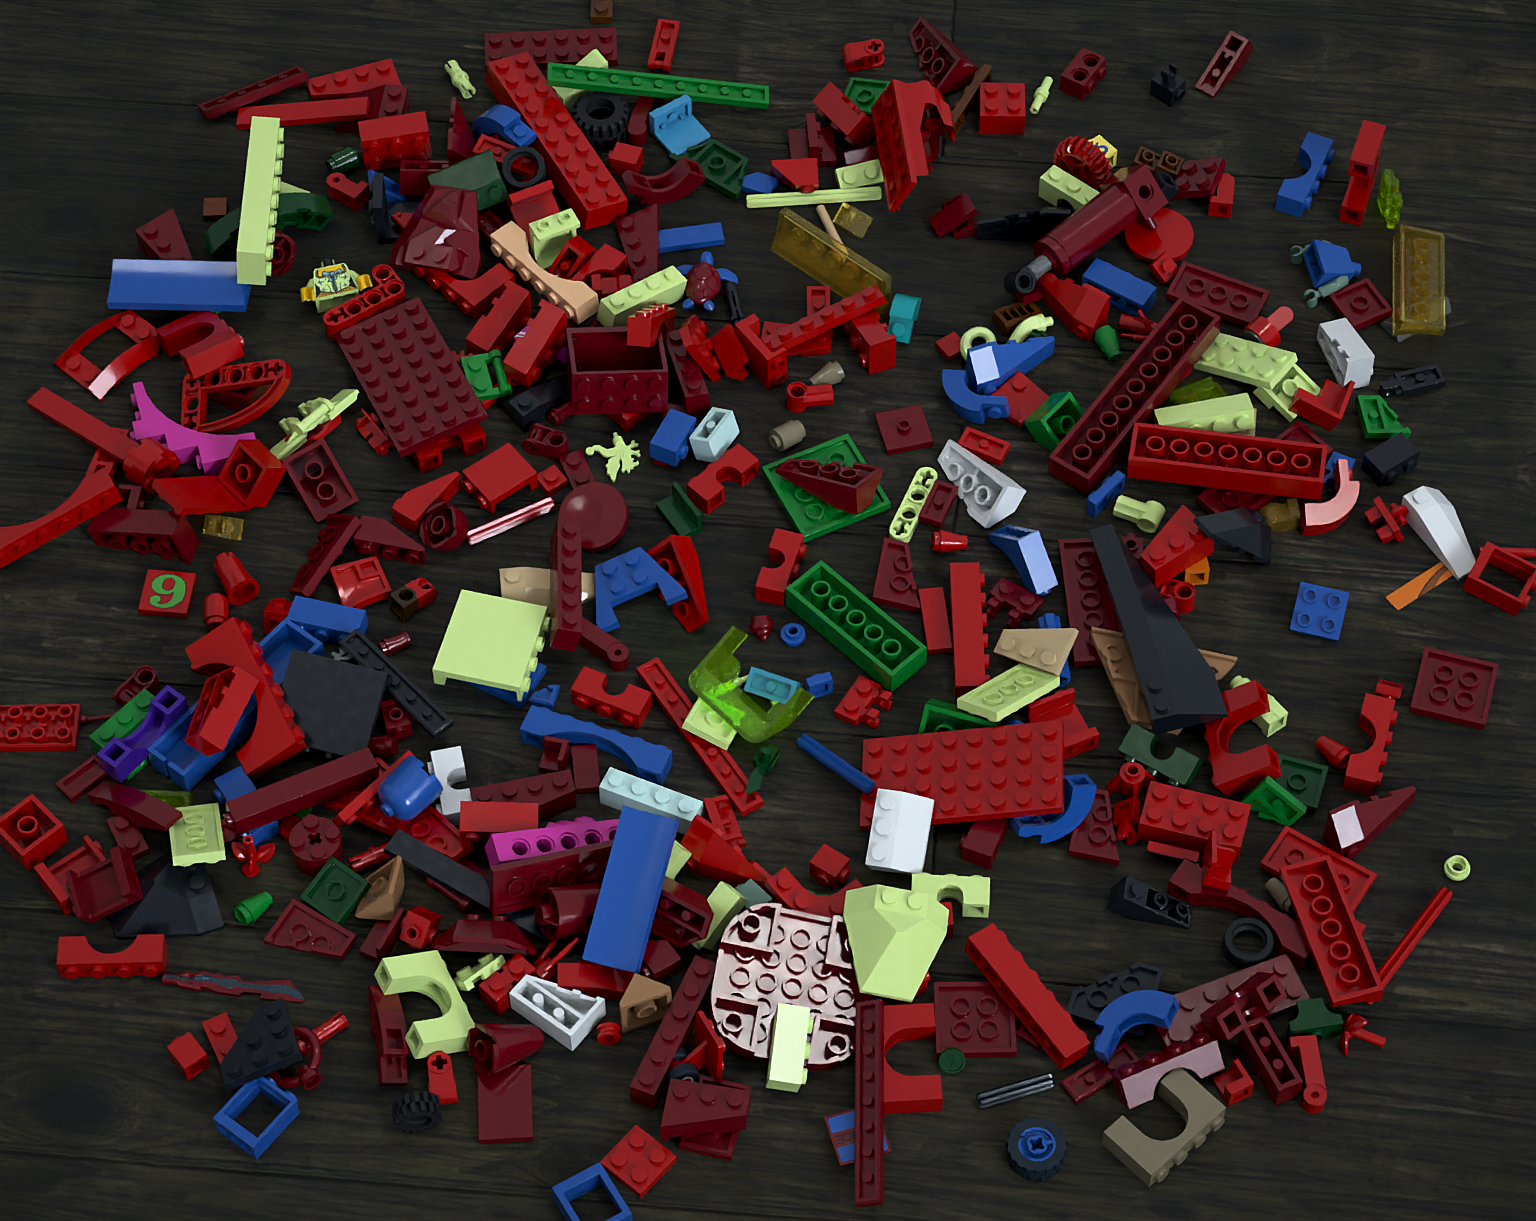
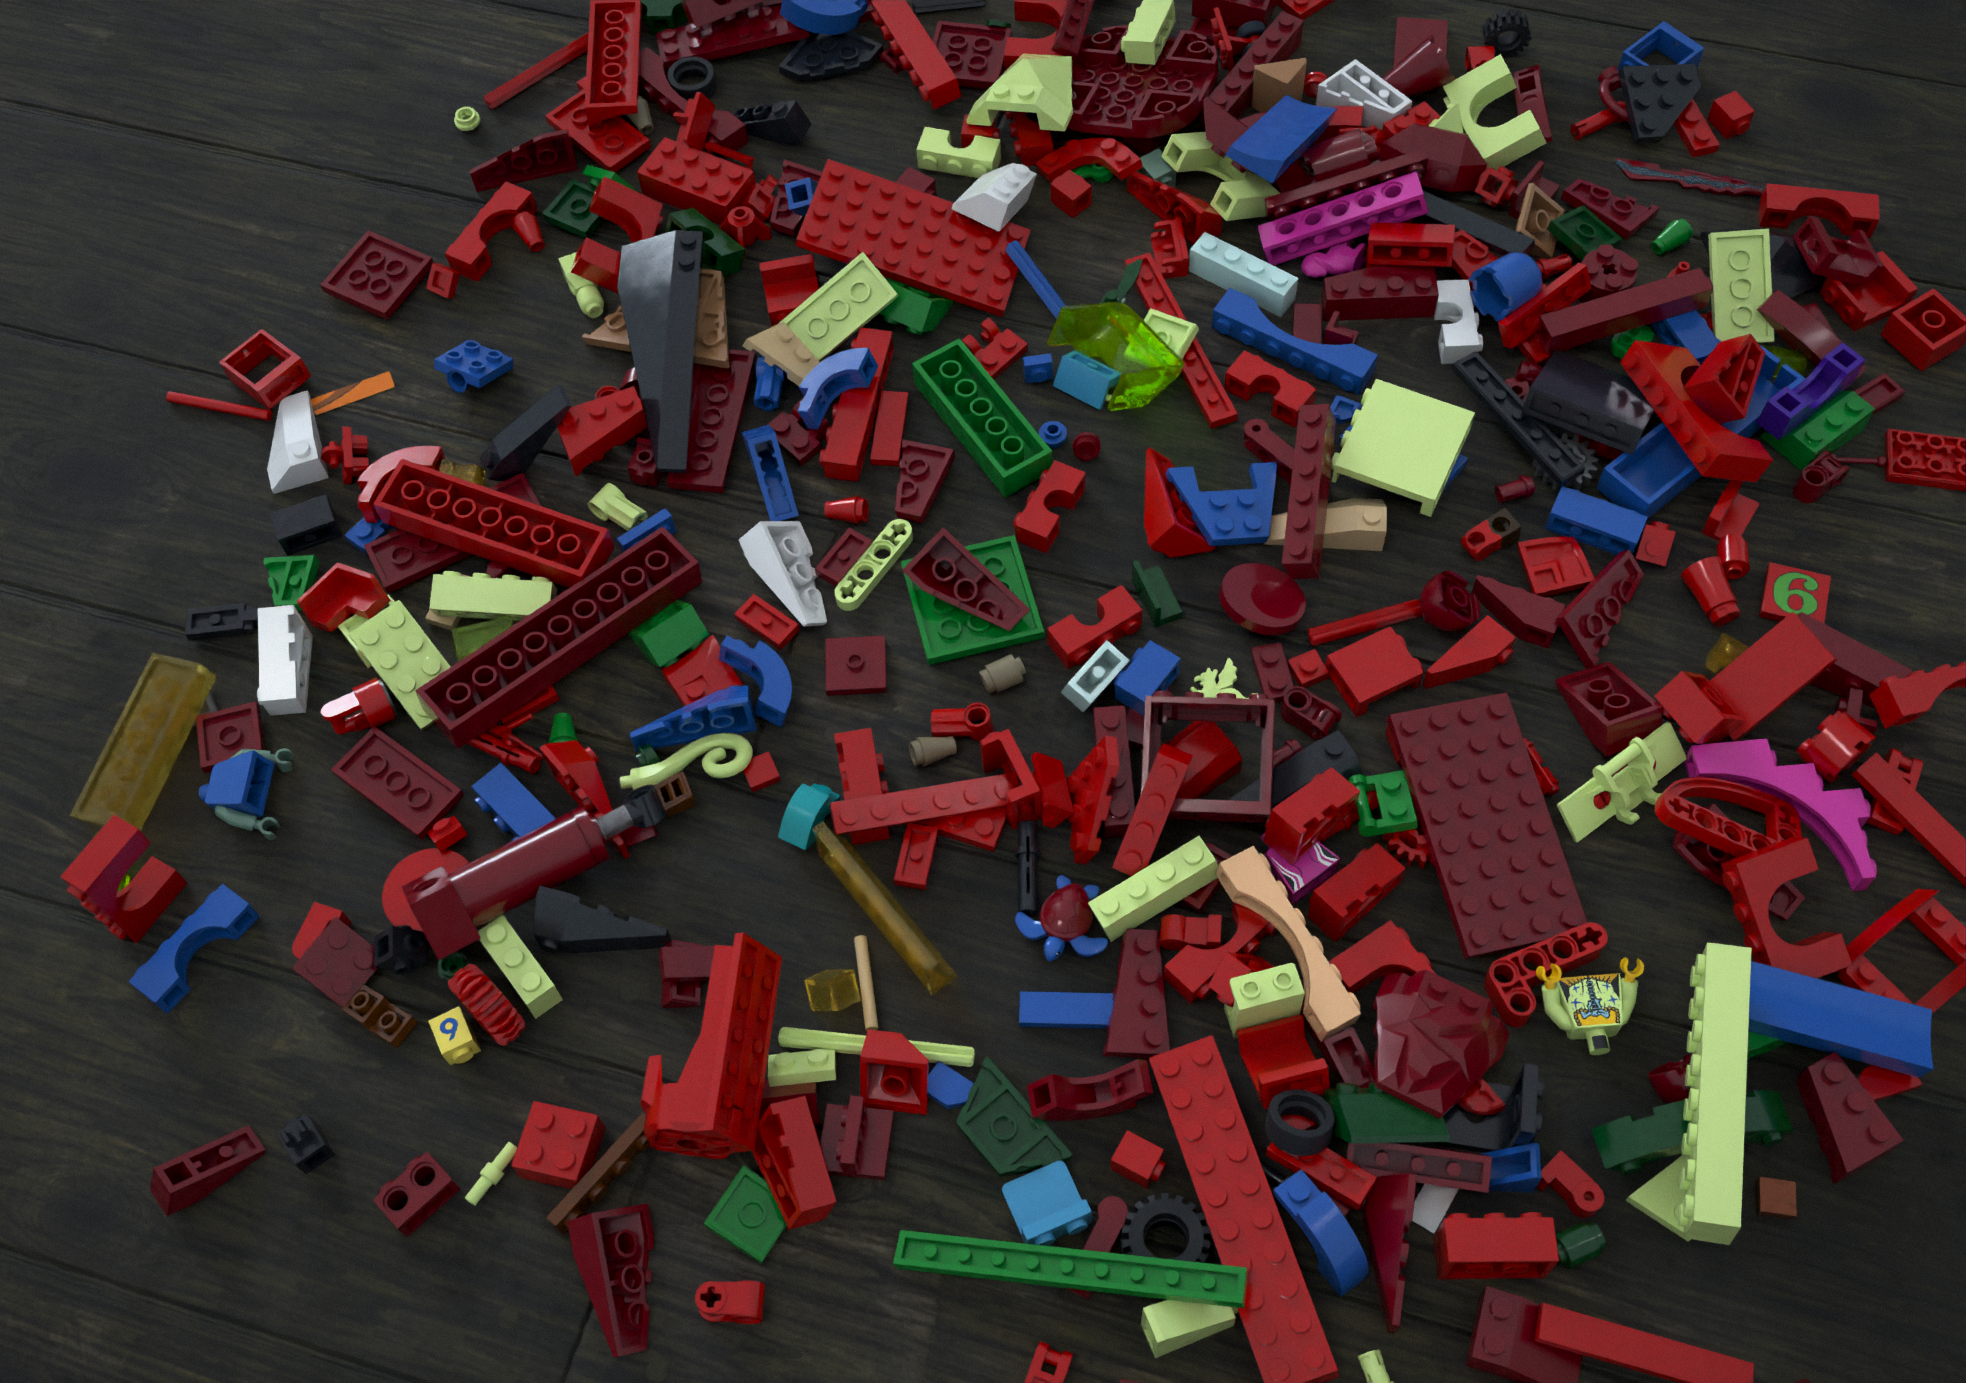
camera: 165 degrees left, 5 degrees up
(986, 625) = (832, 377): none -> blue arch

